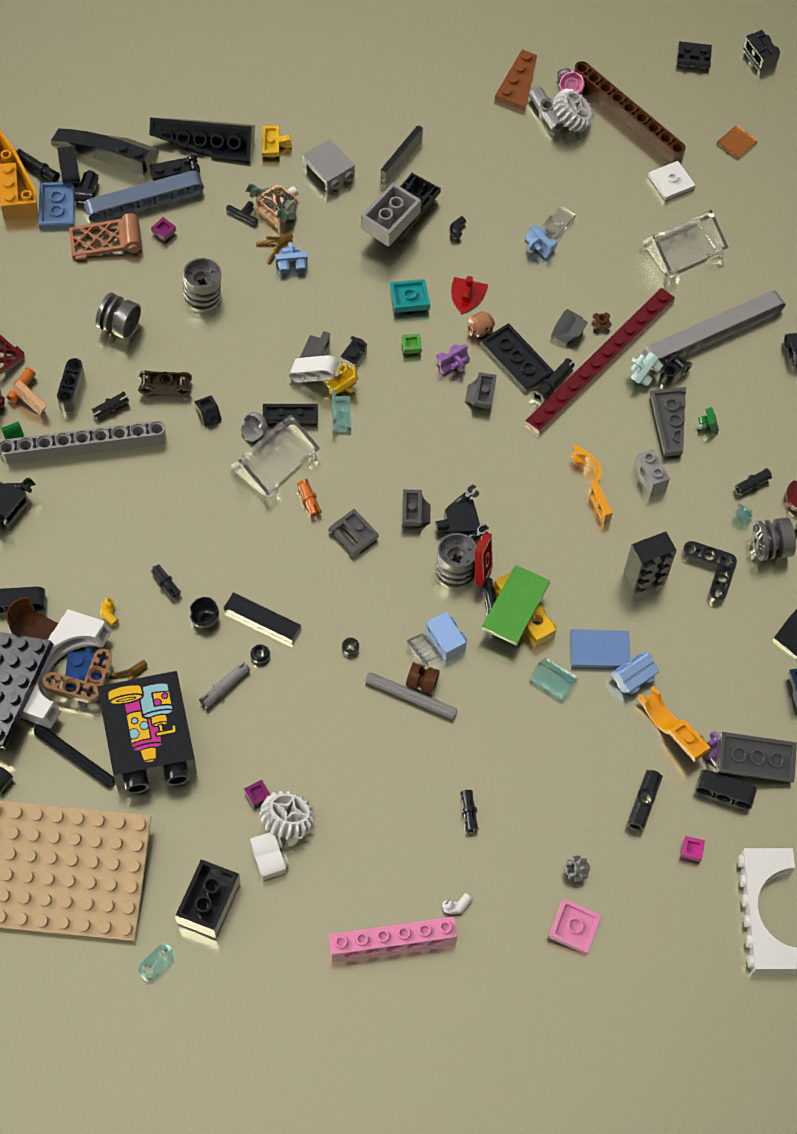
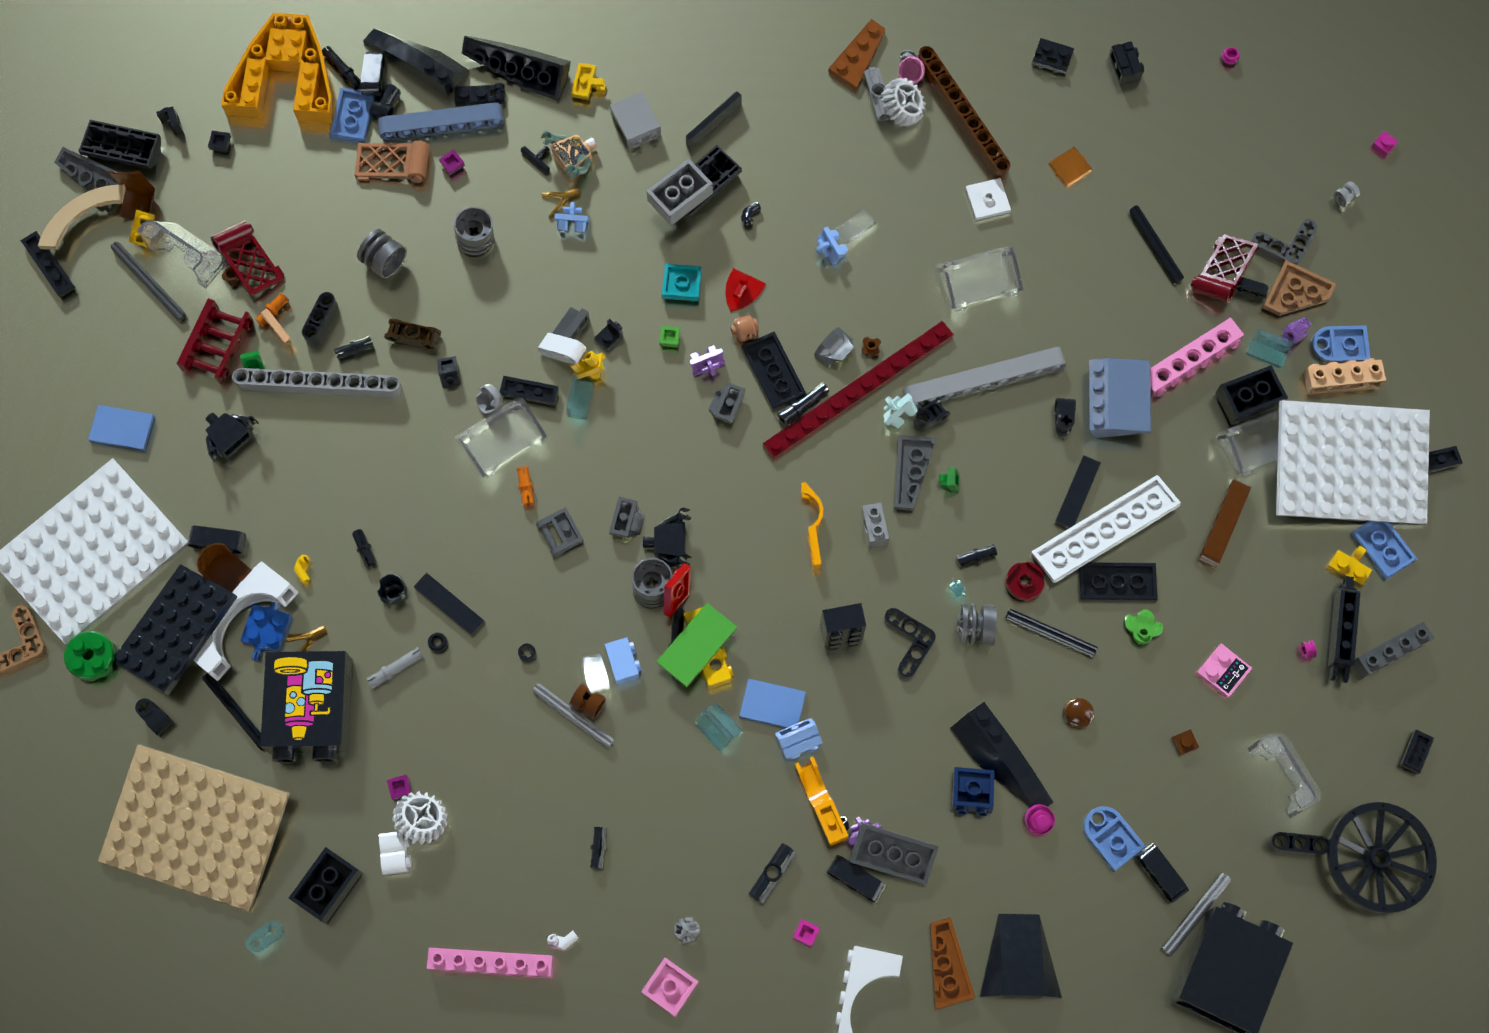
camera: 15 degrees right, 10 degrees up
(87, 685) = (263, 642): medium nougat beam -> none

